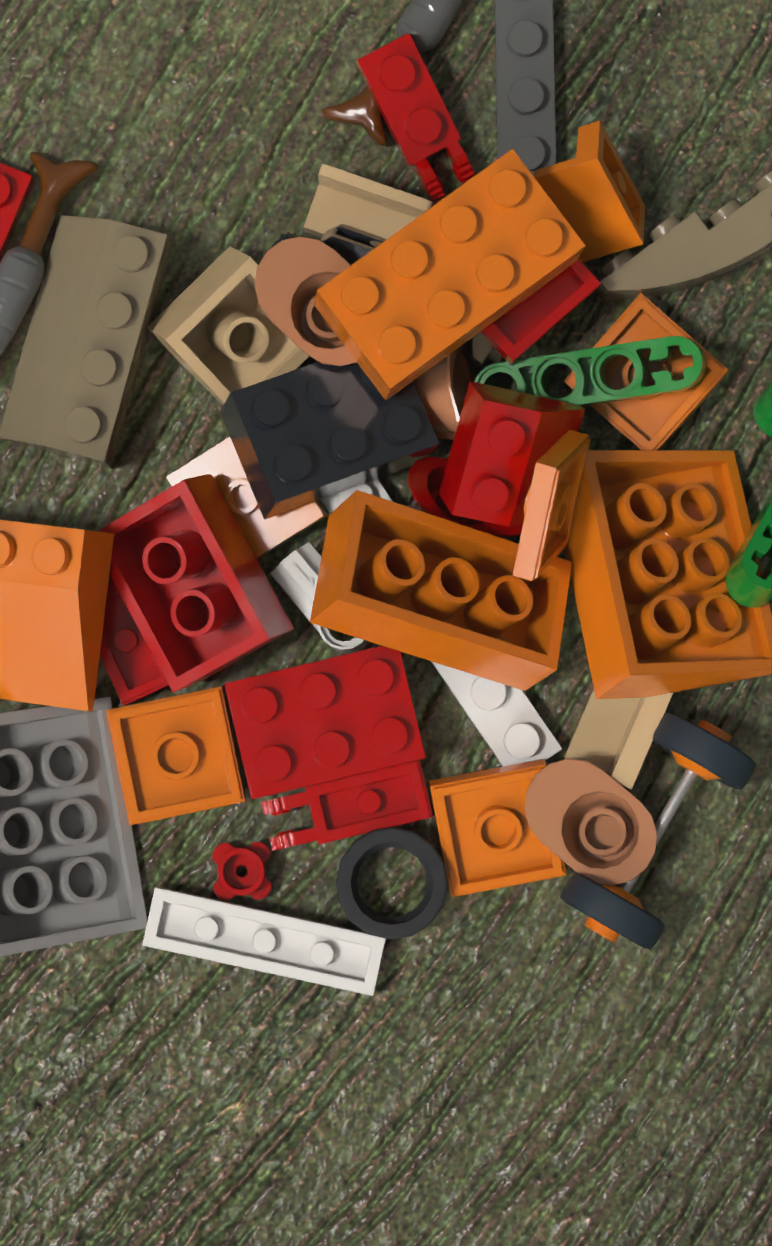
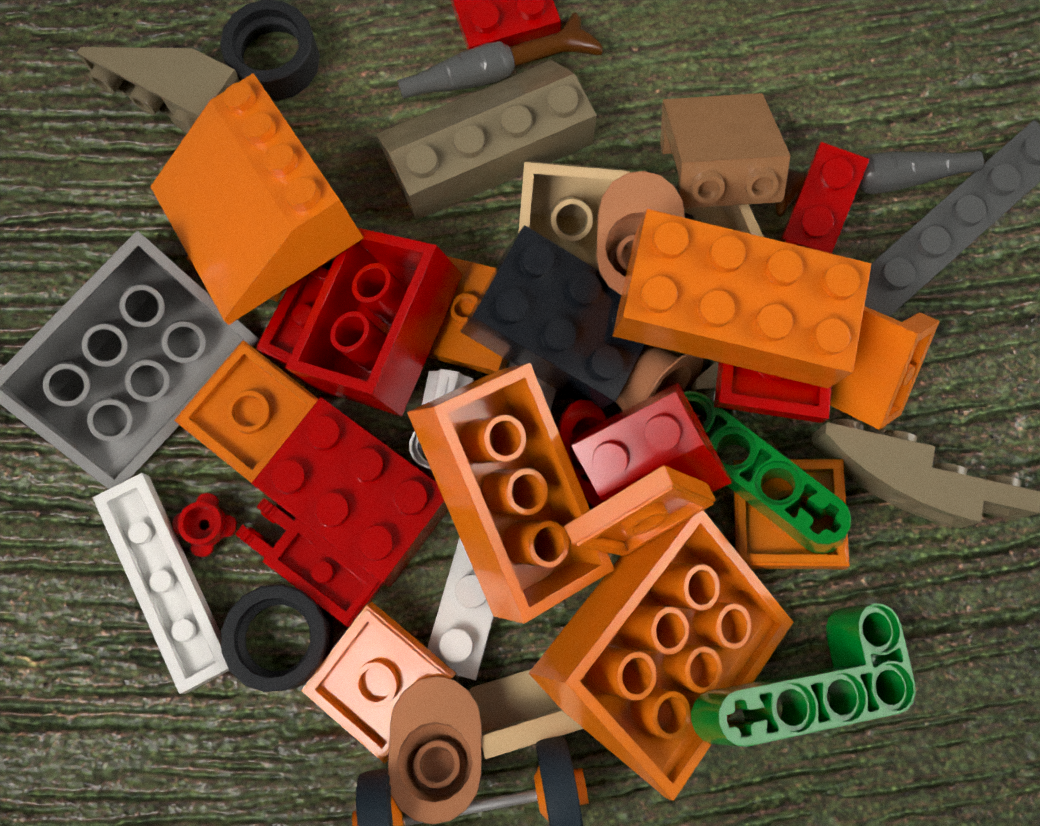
camera: 50 degrees right, 10 degrees down
(292, 151) = (725, 150): none -> medium nougat panel

